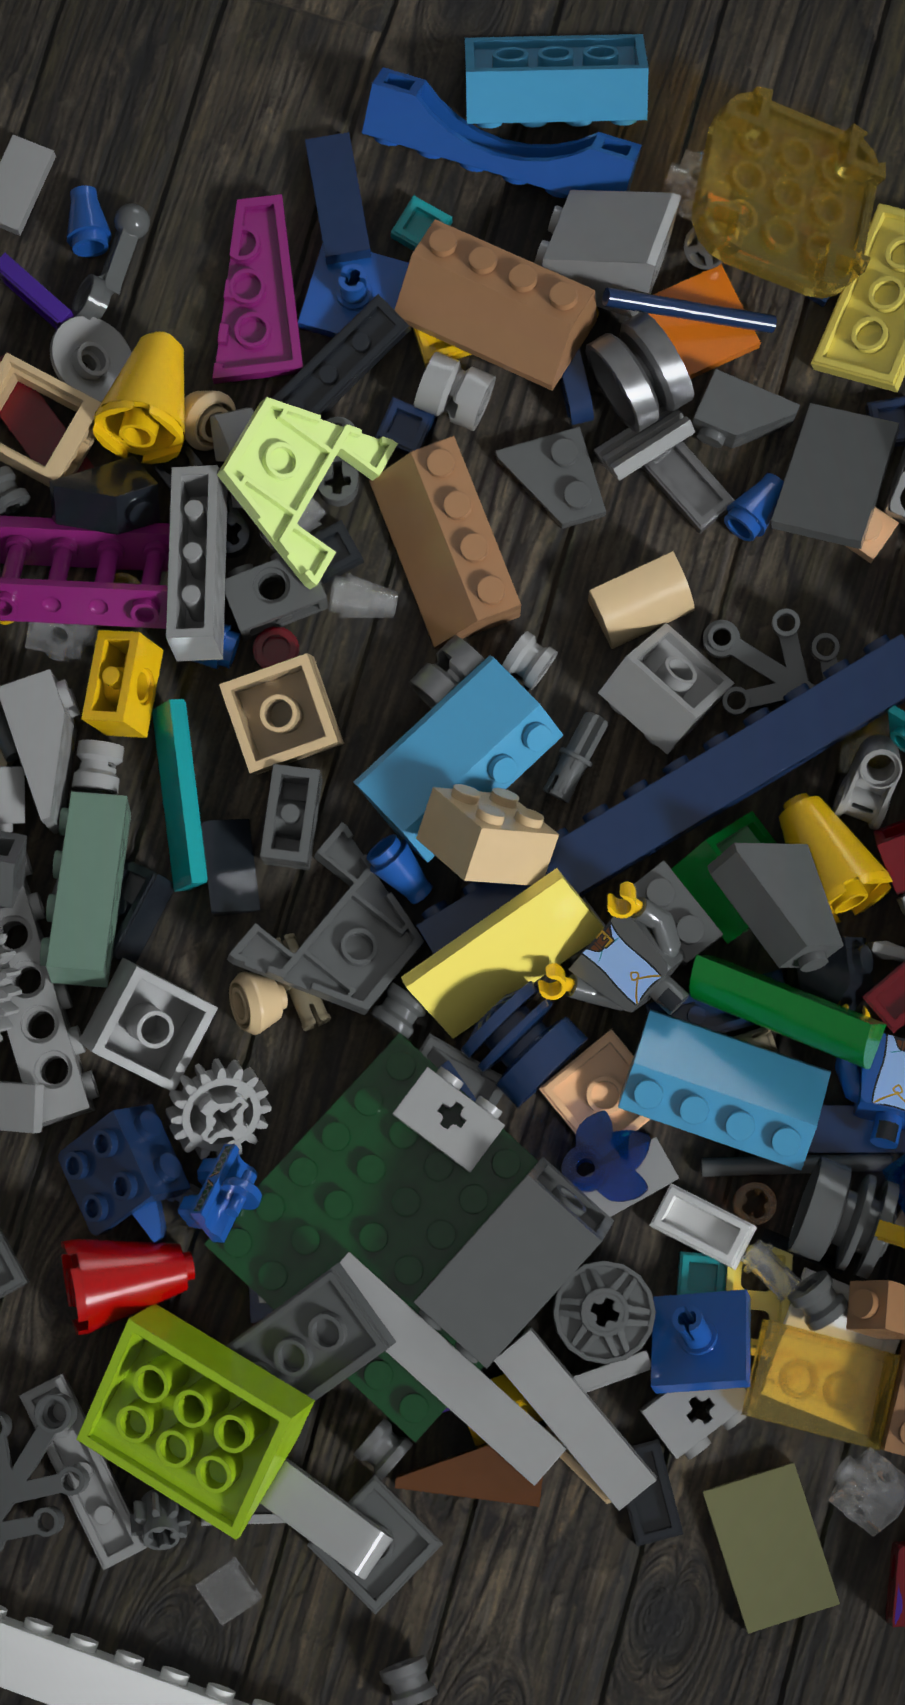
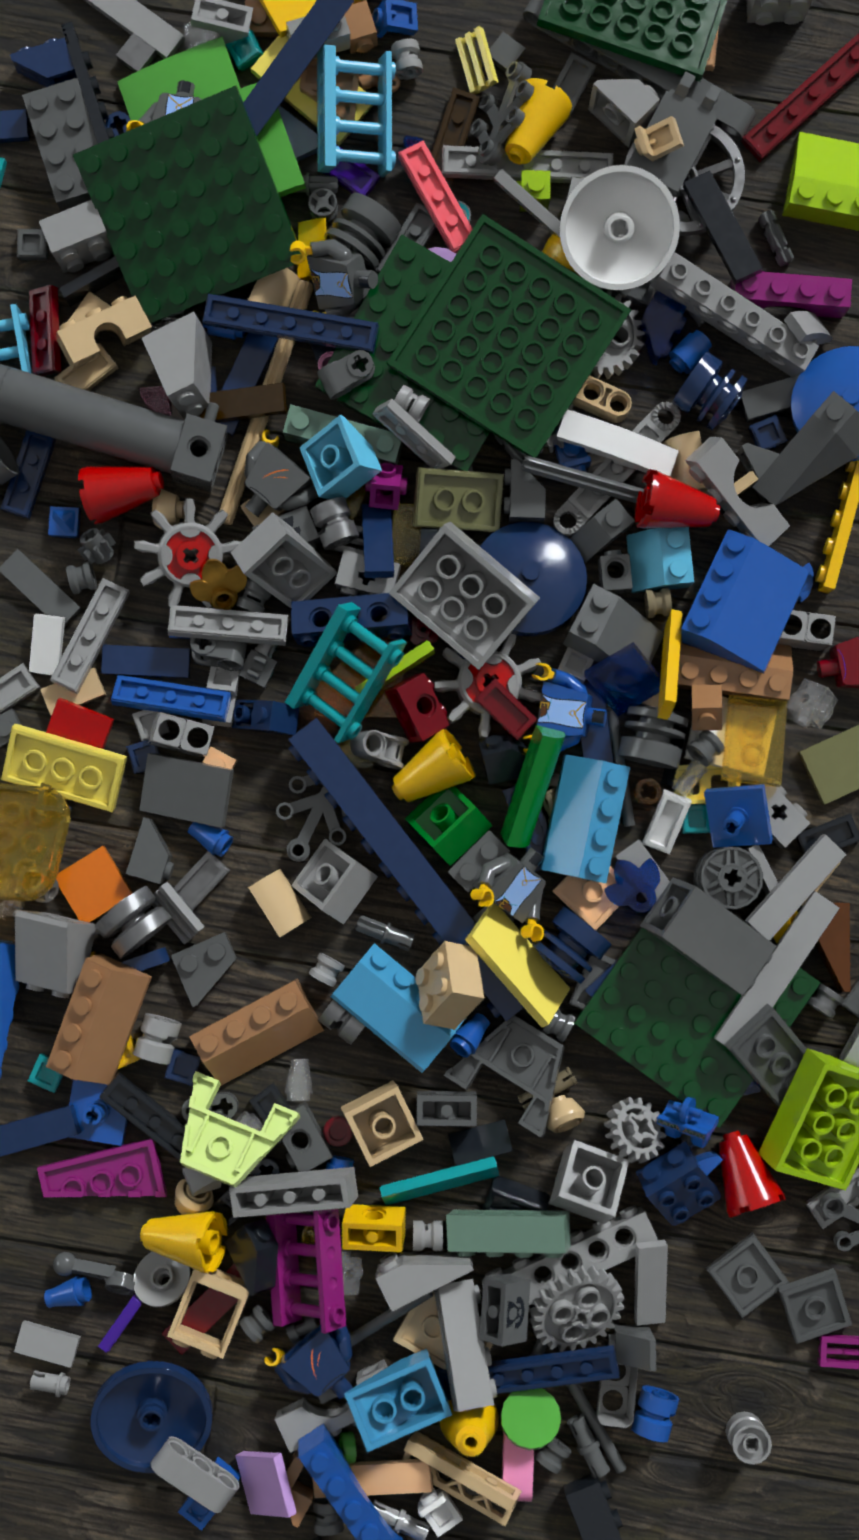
camera: 100 degrees left, 5 degrees up
(421, 1114) = (641, 979): light grey brick -> none
(689, 310) = (89, 896): dark blue bar -> none
(780, 901) = (467, 797): dark grey slope -> none

